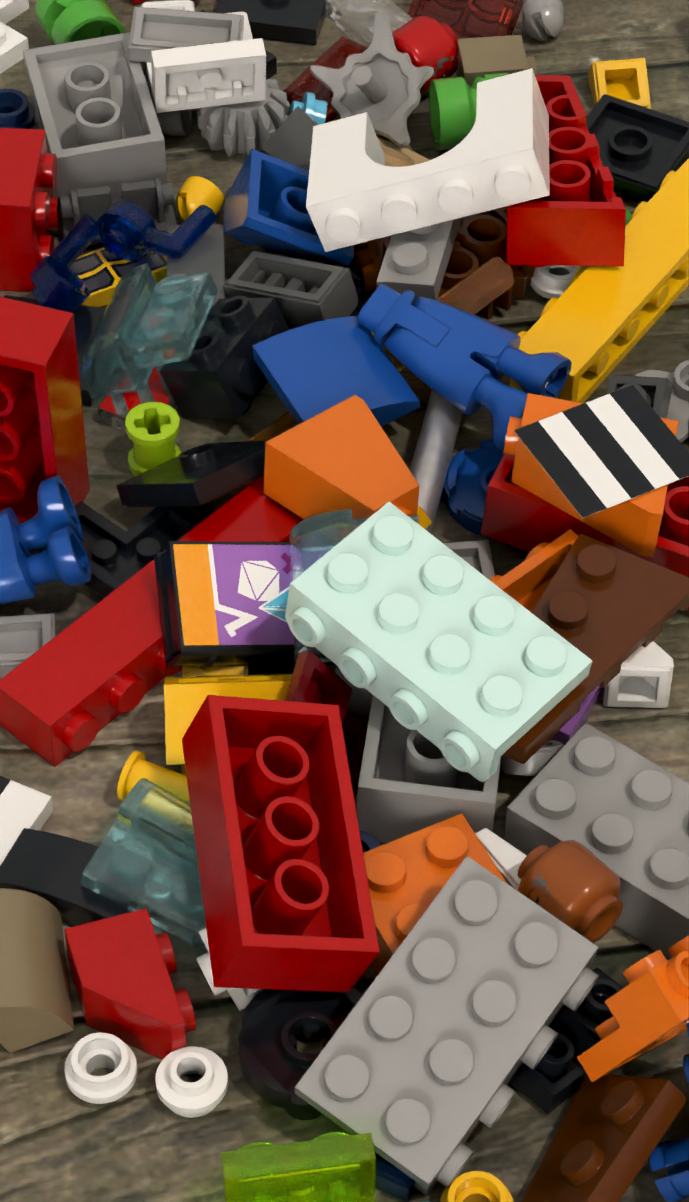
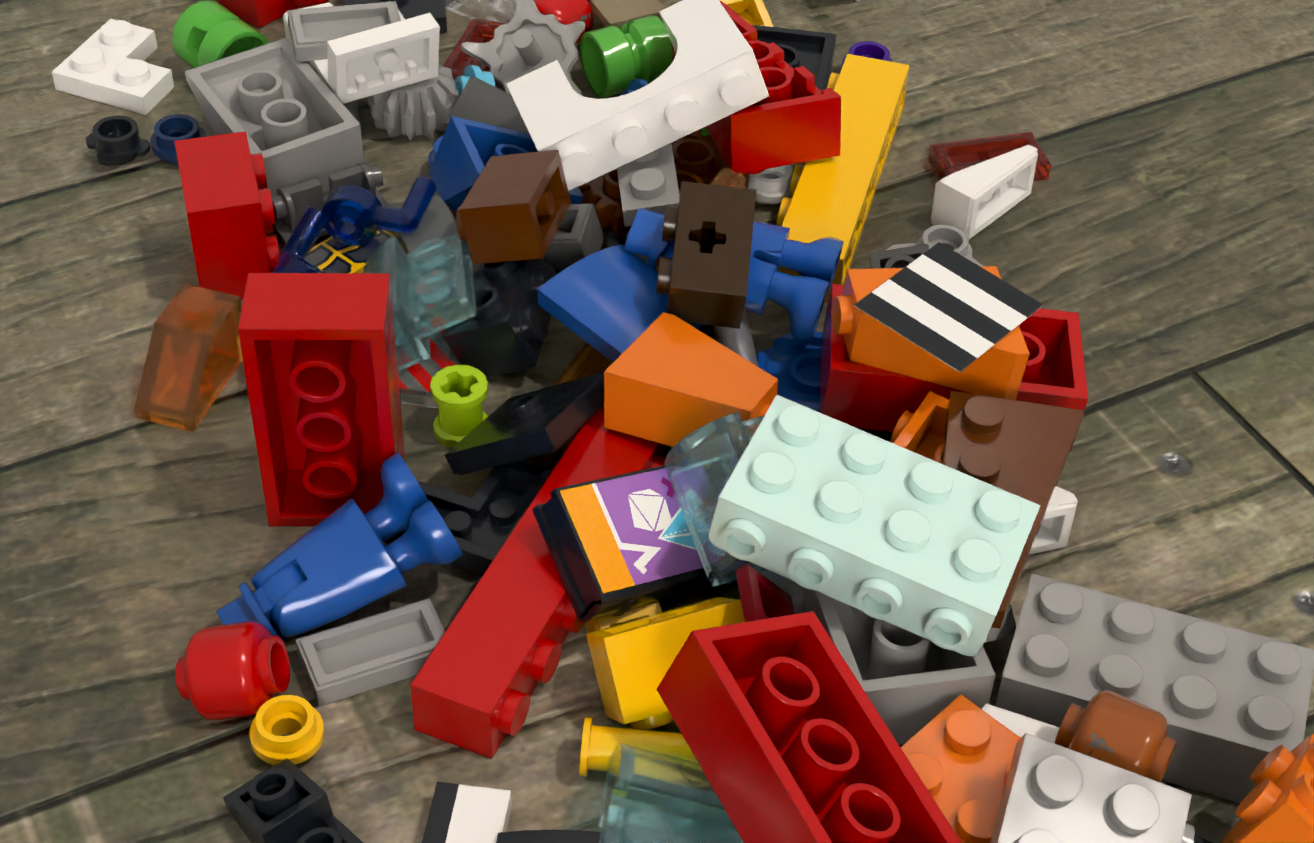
camera: 20 degrees left, 5 degrees down
(198, 192) = (399, 176): yellow hinge -> none
(264, 259) = (514, 207): none -> reddish brown brick
(417, 347) = (710, 254): none -> dark brown brick

